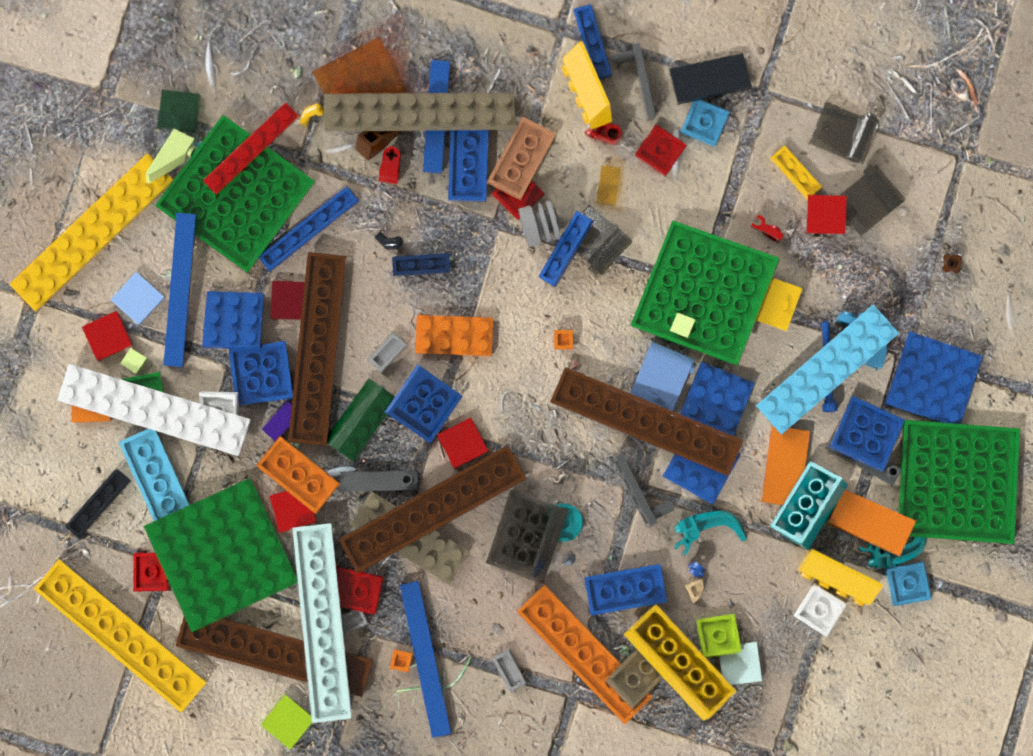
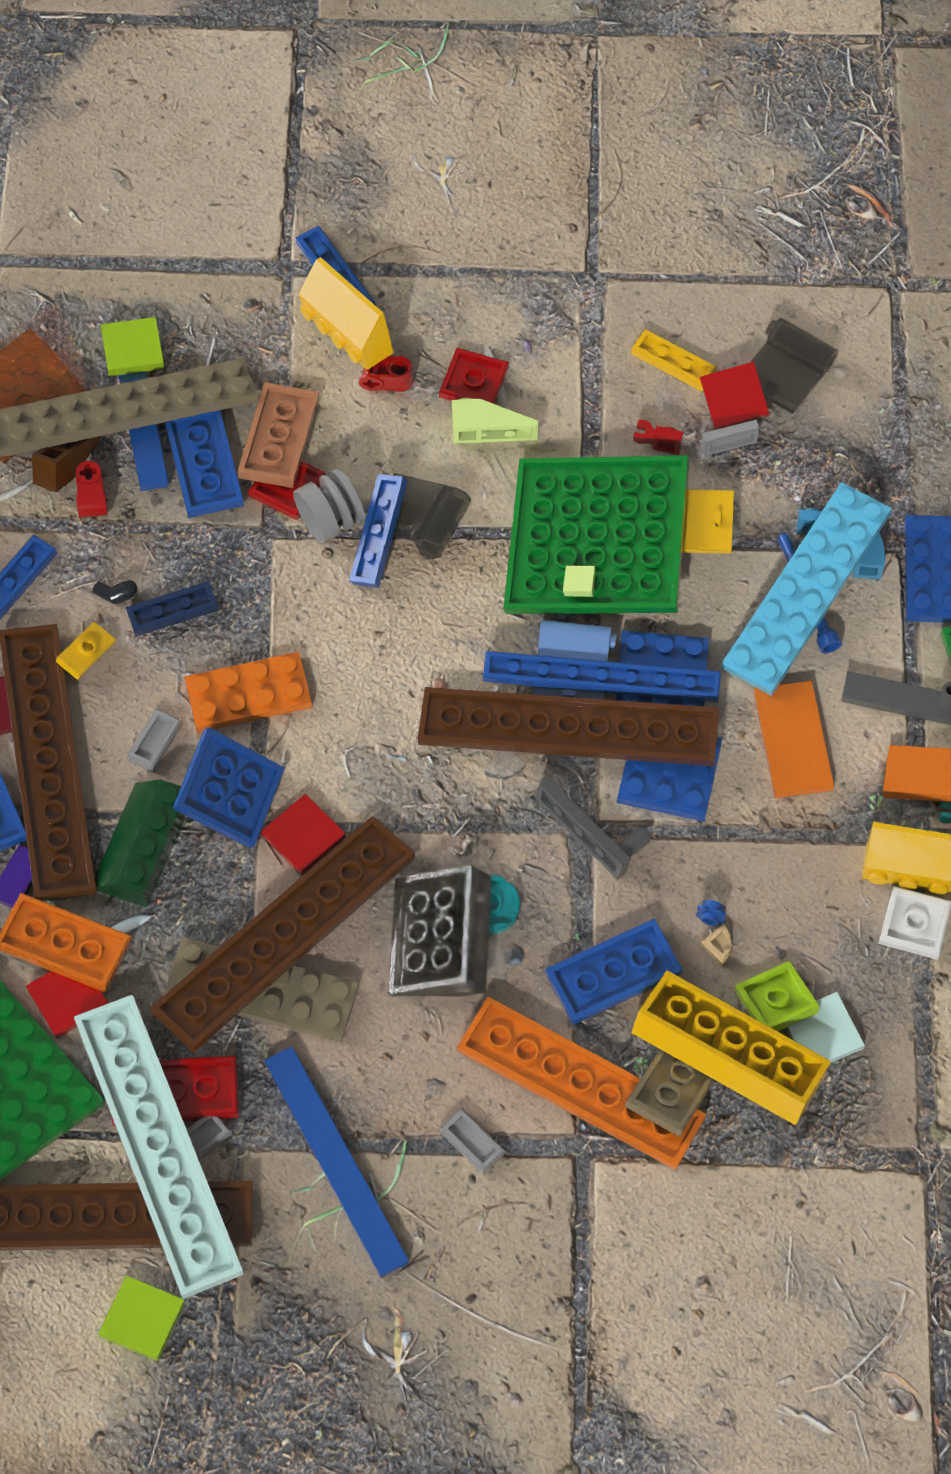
camera: 20 degrees left, 20 degrees down
(359, 280) = (85, 650): none -> yellow plate
(379, 481) = (192, 920): dark grey piece -> none
(401, 660) = (298, 1171): orange plate -> none
(443, 65) = (132, 346): none -> lime tile
(563, 339) = (411, 654): orange plate -> none
(608, 185) = (413, 441): clear yellow tile -> none
(636, 56) = (404, 272): dark grey piece -> none
(655, 185) = (485, 422): none -> yellowish green slope
(677, 393) = (601, 676): none -> blue tile
(693, 525) = (684, 854): teal piece -> none
(705, 122) = (524, 330): dark azure tile -> none
(710, 78) = (514, 274): black tile -> none
(809, 505) = (847, 777): teal slope -> none
(814, 243) = (730, 437): none -> light grey tile
(846, 133) = (723, 294): clear smoke door -> none
(867, 433) = (895, 659): blue plate -> none
(953, 268) = (931, 409): reddish brown plate -> none

